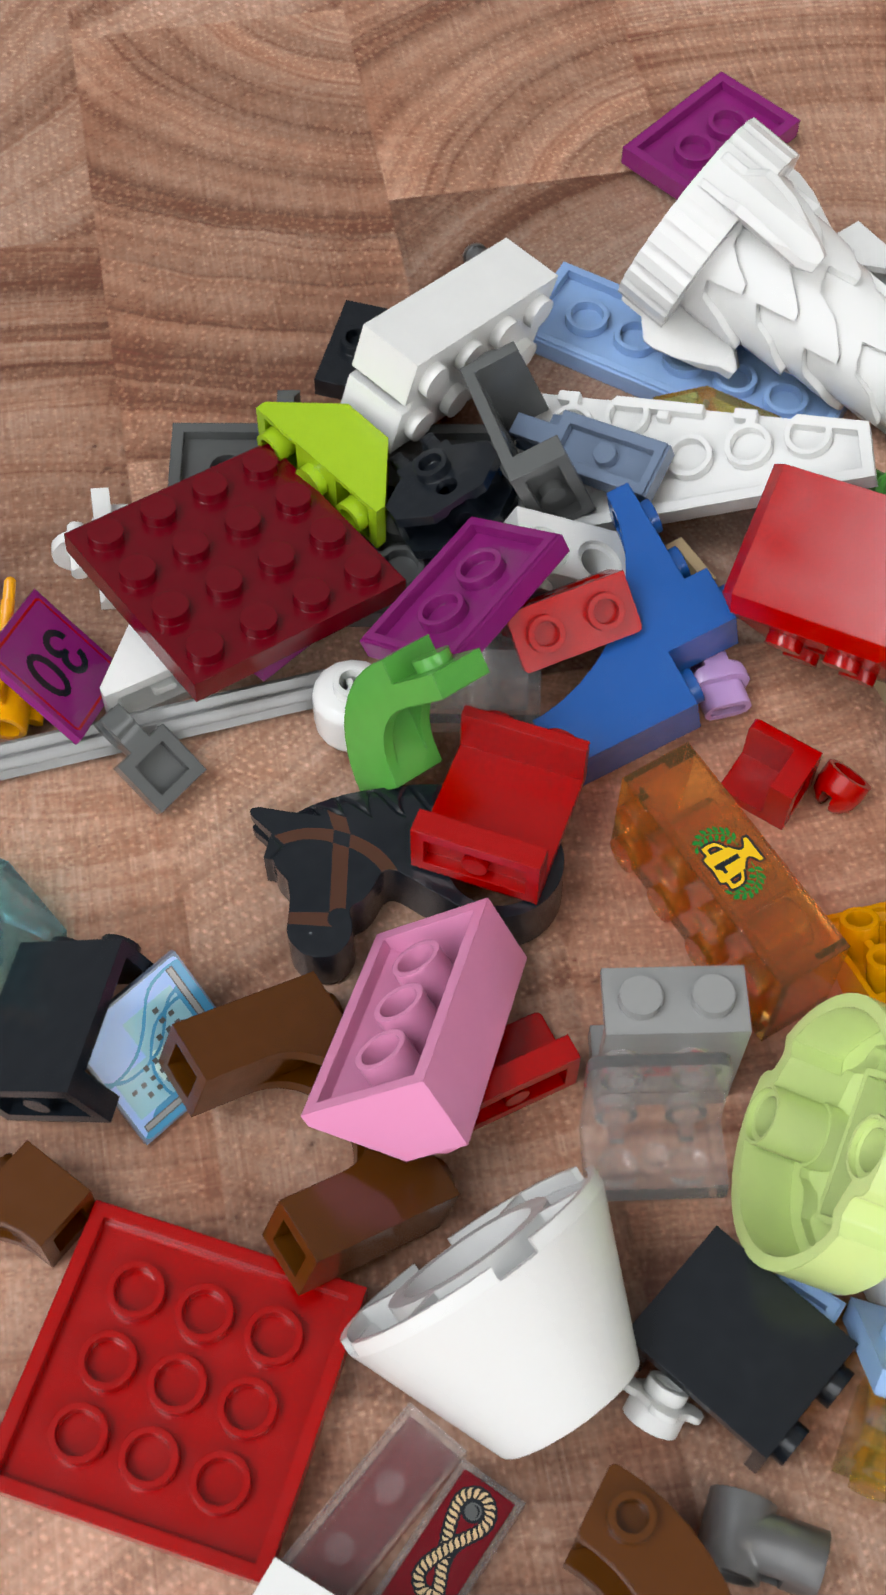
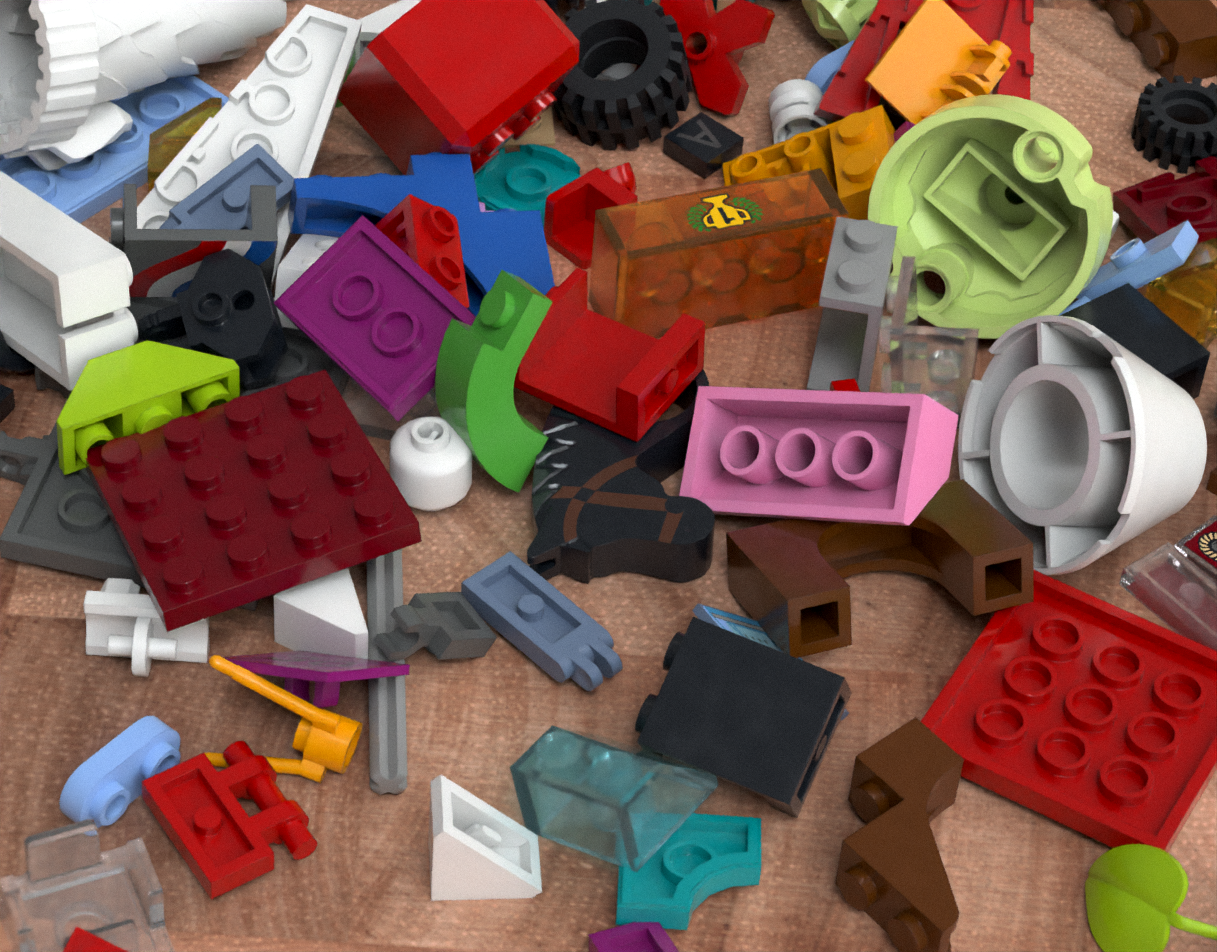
camera: 80 degrees left, 15 degrees down
(186, 845) = (542, 622): none -> sand blue hinge
(816, 710) = (524, 178): none -> teal tile

